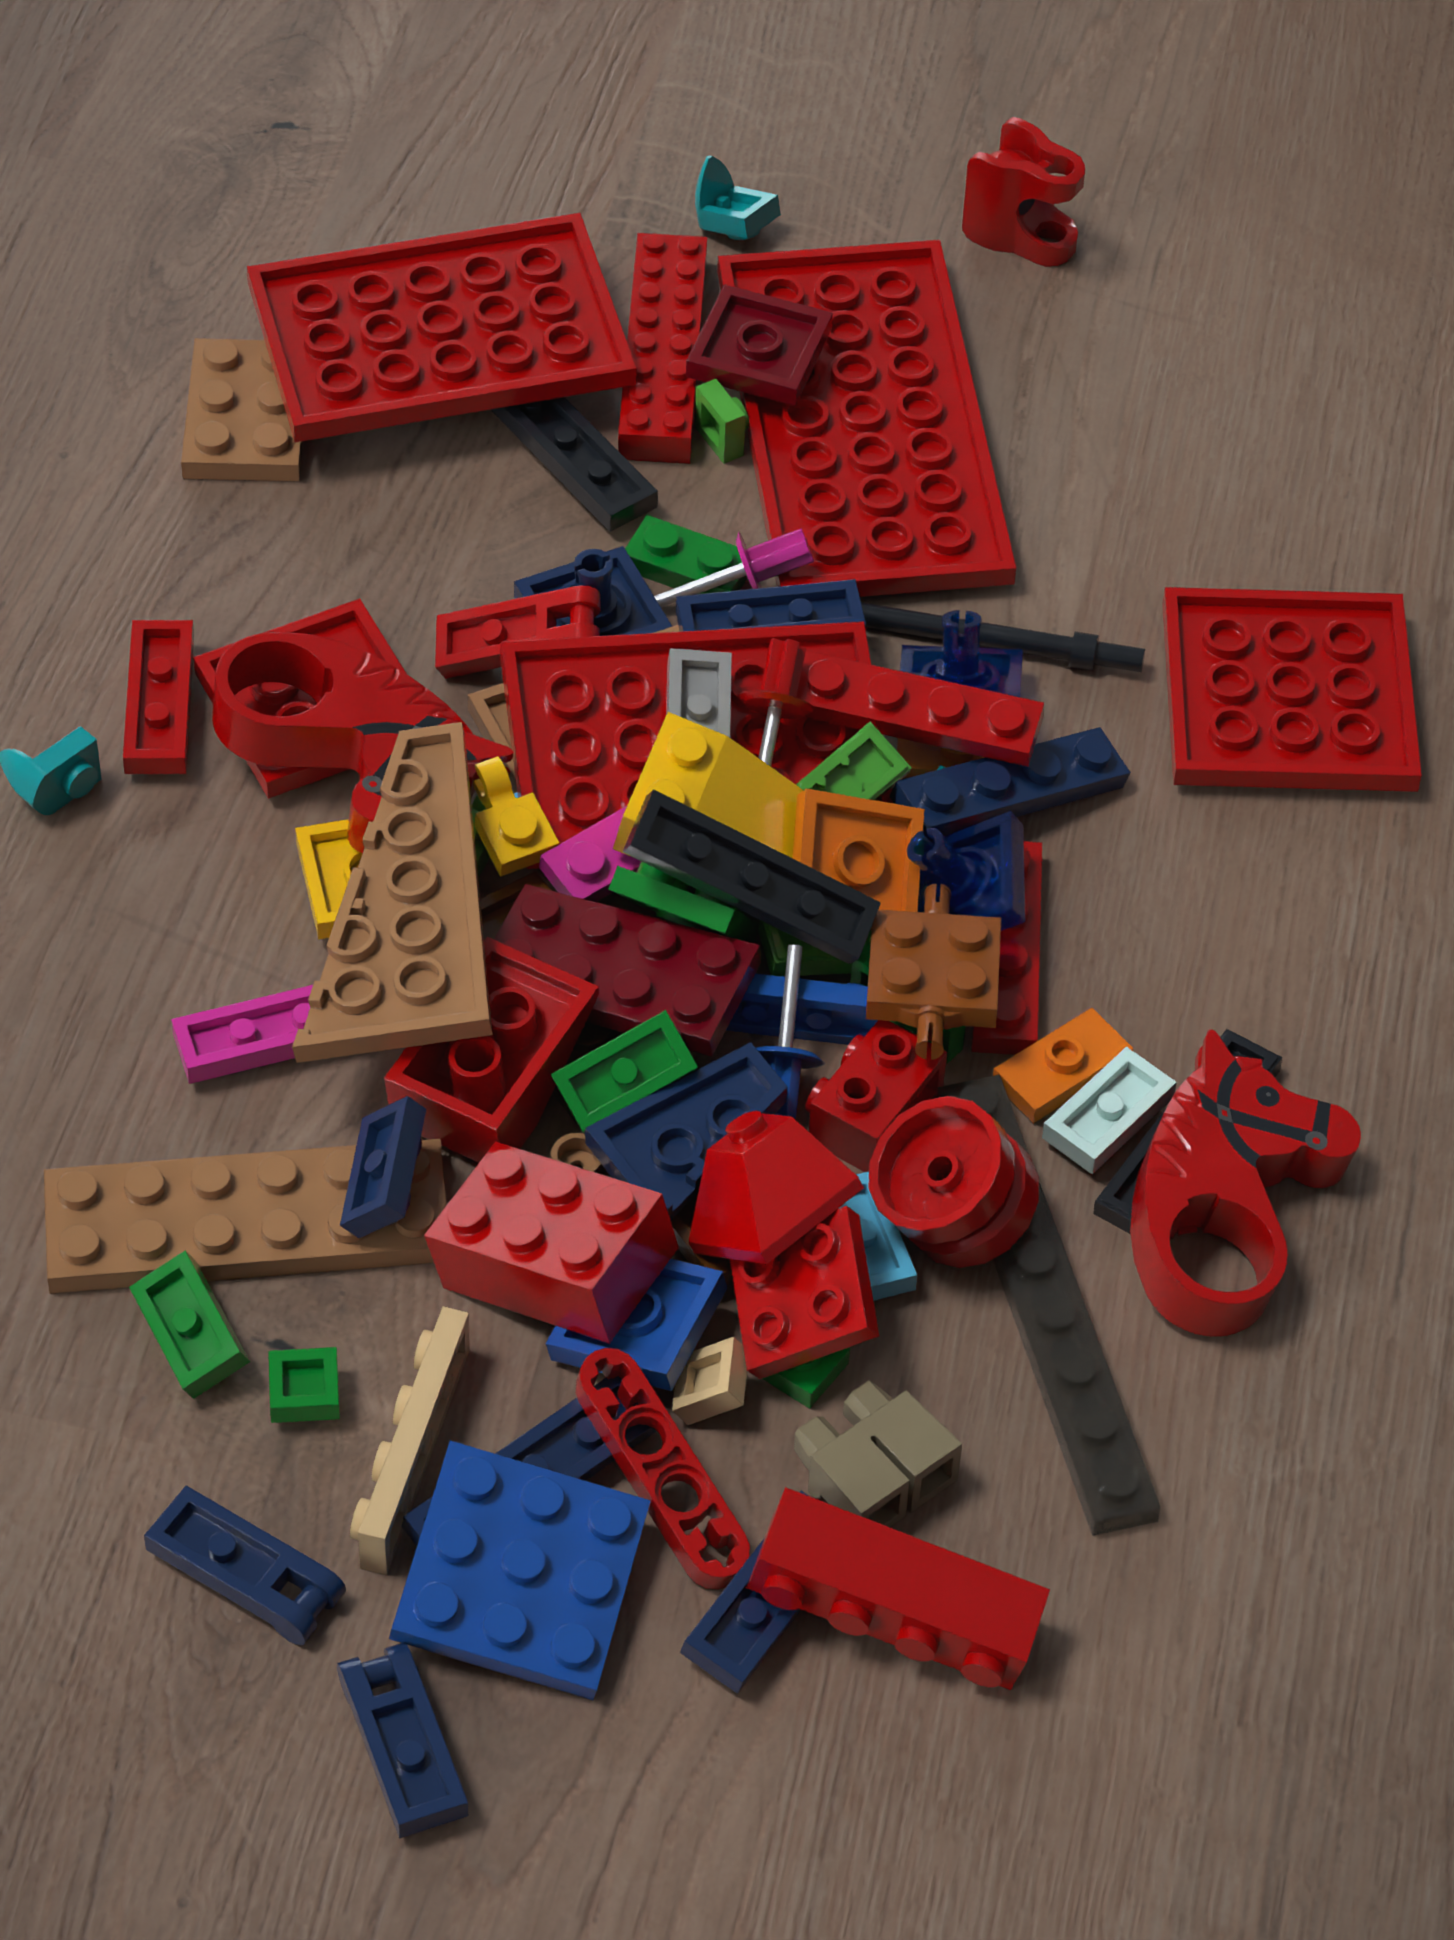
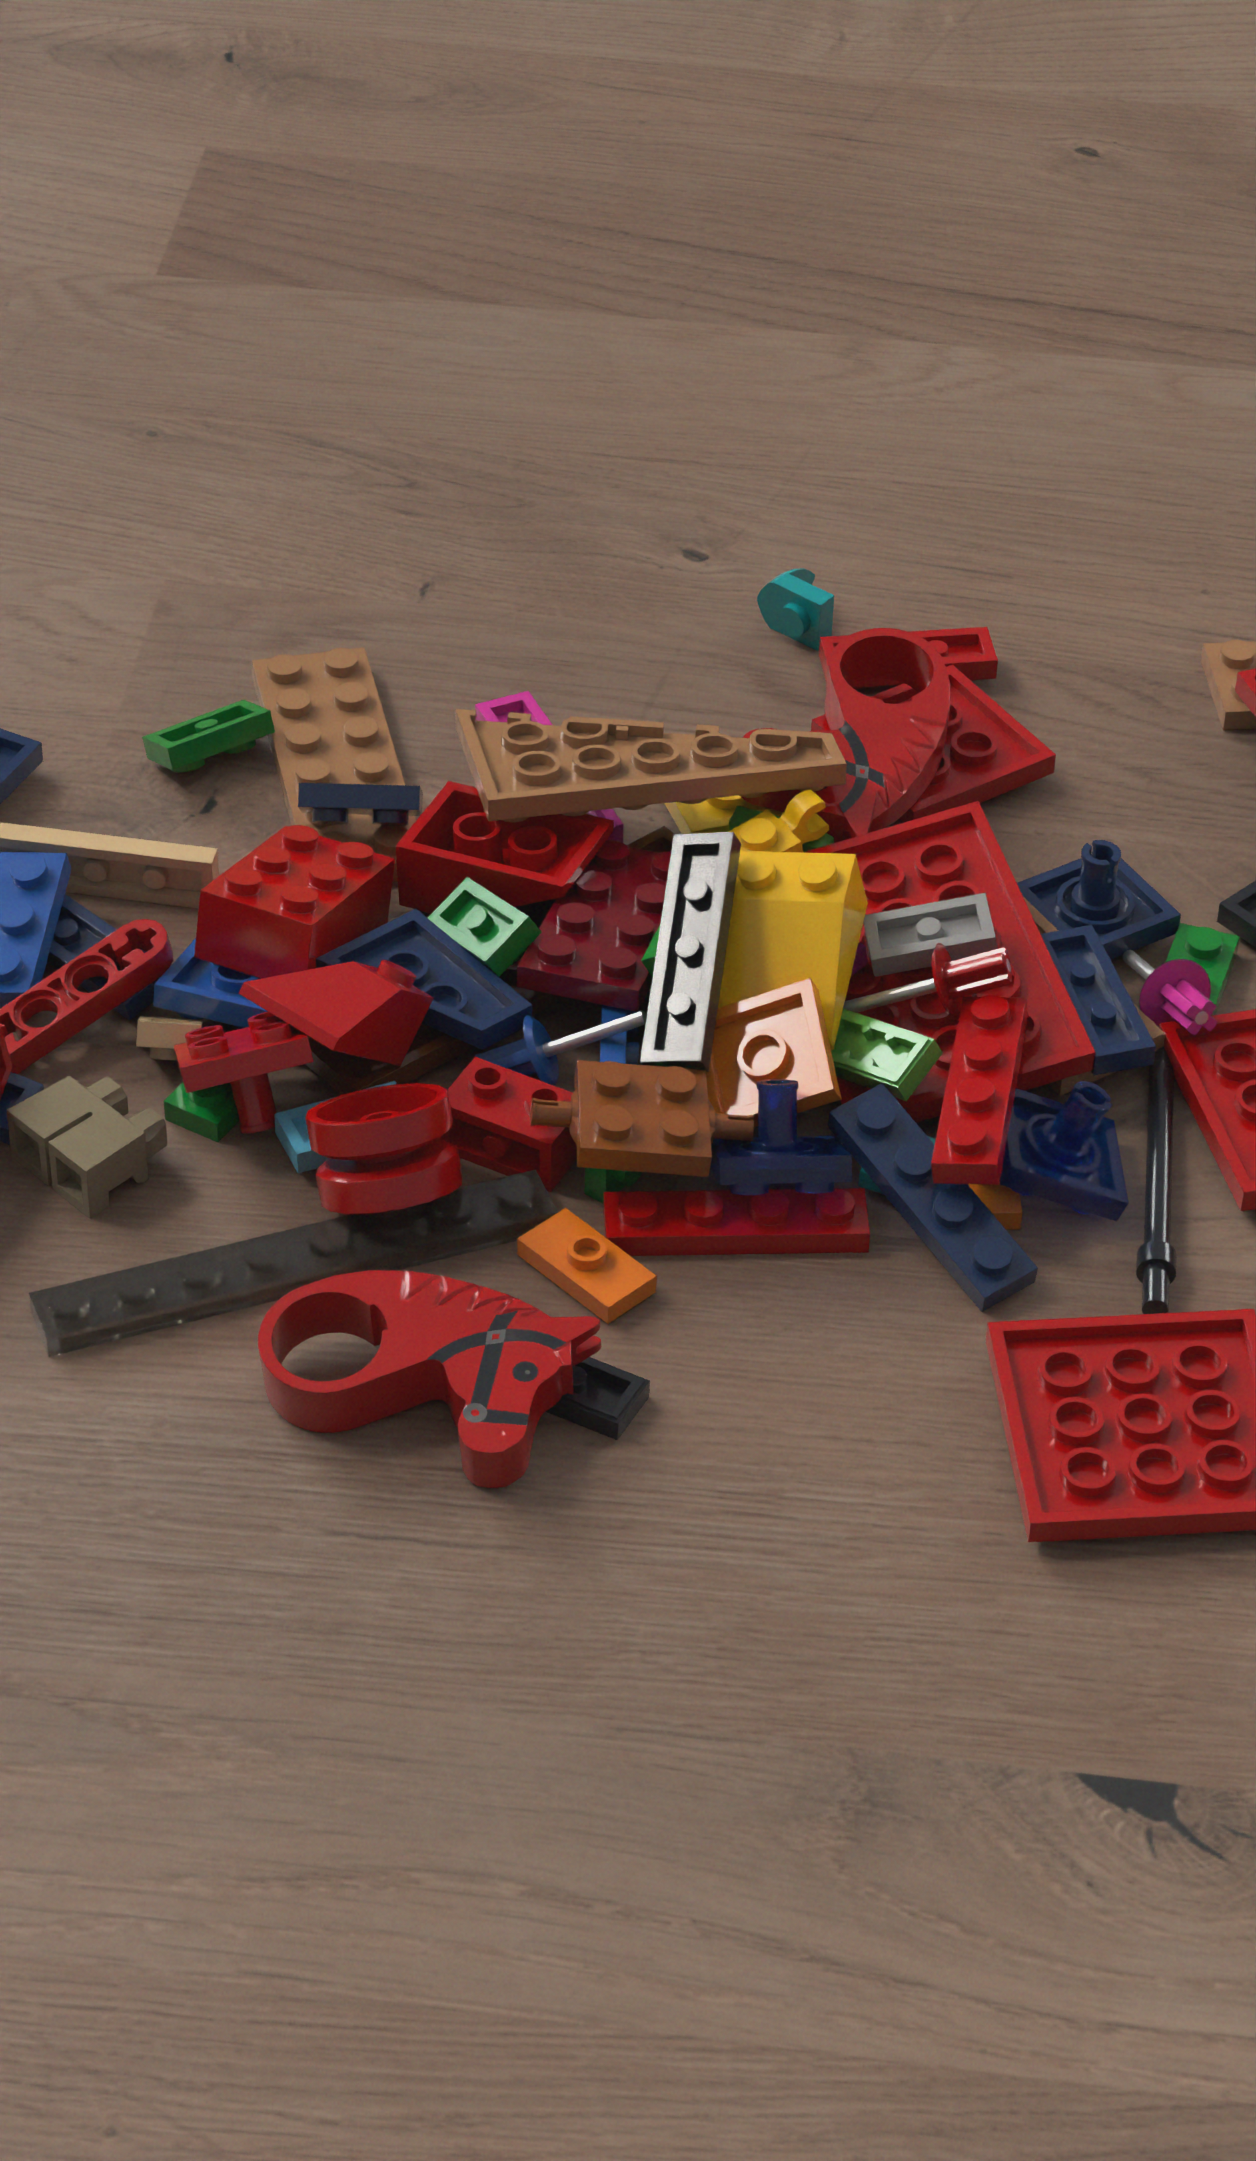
camera: 85 degrees right, 10 degrees down
(303, 1385) = (154, 804): green plate -> none
(472, 637) = (1035, 847): red plate -> none
(1109, 1110) = (528, 1279): light aqua plate -> none

